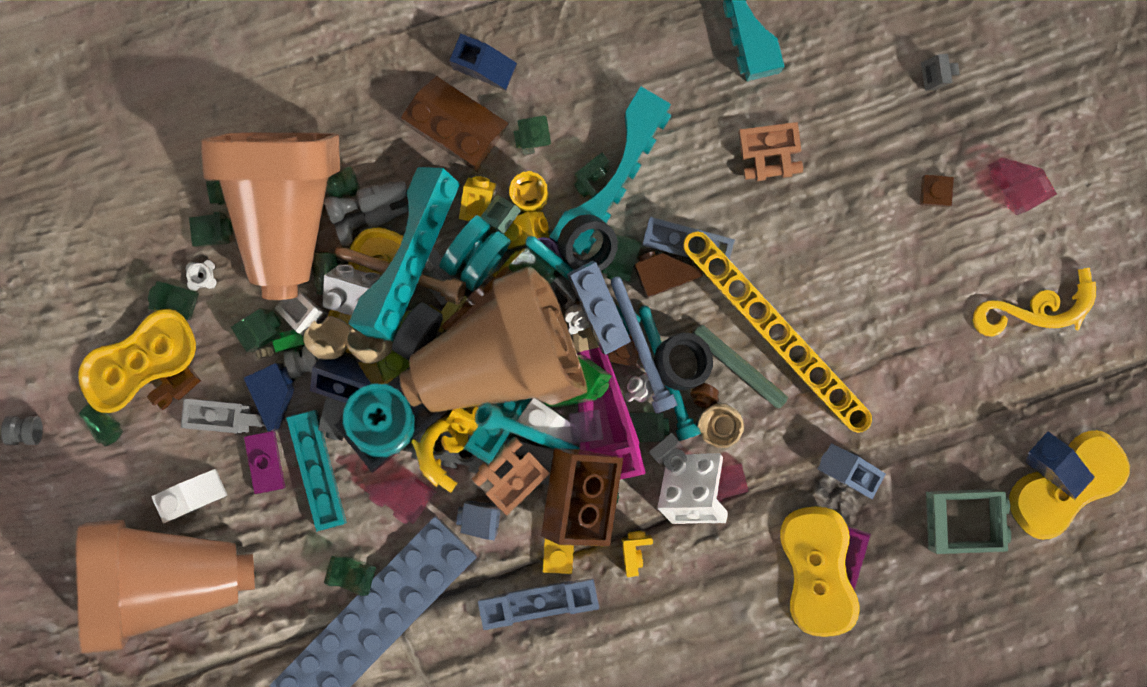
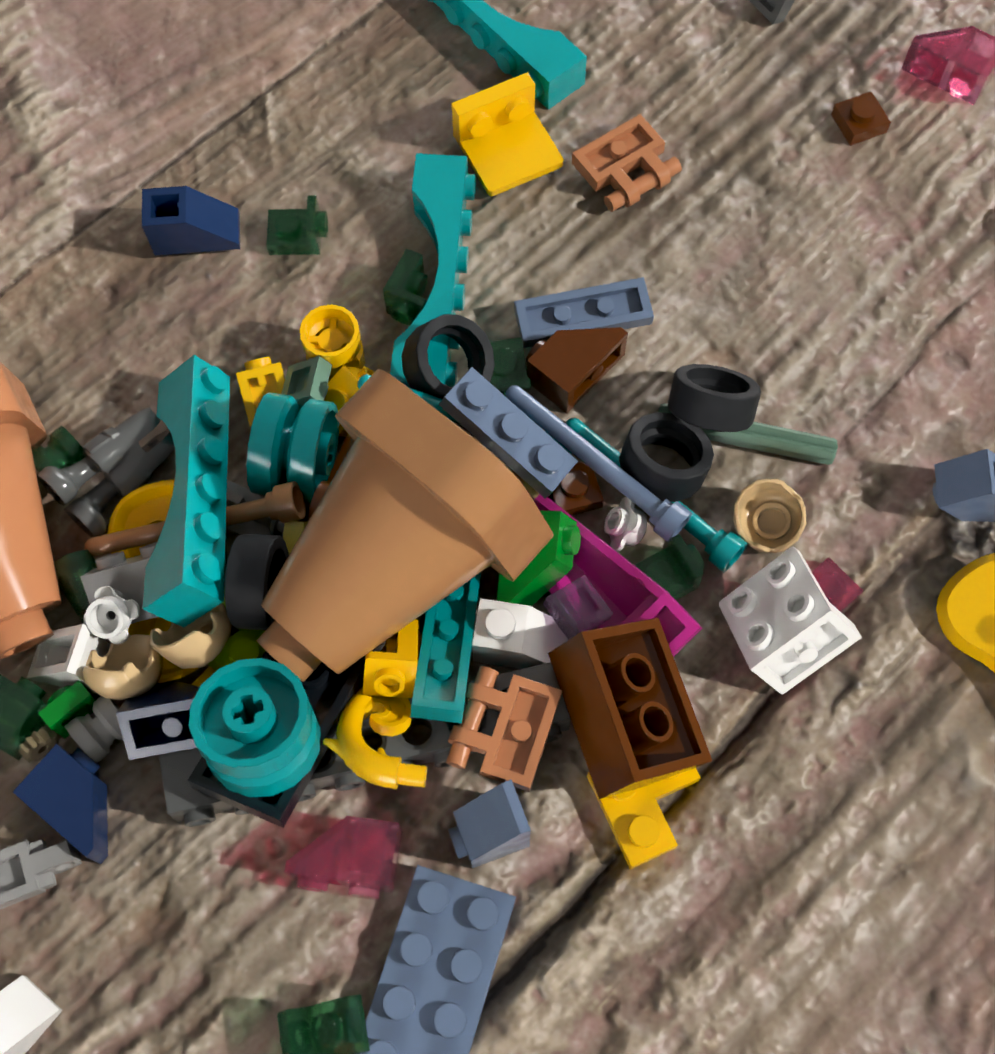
camera: 25 degrees left, 20 degrees down
(264, 462) = (103, 921): magenta plate -> none
(316, 470) = (195, 890): teal plate -> none
(325, 311) = (99, 621): none -> white plate
(454, 122) = (185, 317): reddish brown slope -> none
(491, 418) = (429, 626): teal piece -> none
(532, 134) = (297, 271): clear green bracket -> none
(538, 602) = (652, 918): sand blue slope -> none
(545, 95) = (297, 229): none -> clear green bracket
(633, 557) = (751, 769): yellow bracket -> none
(667, 450) = (714, 582): dark grey tile -> none
(705, 97) = (504, 135): none -> yellow bracket
(705, 395) = (721, 490): reddish brown plate -> none
(718, 351) = (714, 398): none -> black tyre
(789, 339) = (791, 353): yellow beam -> none

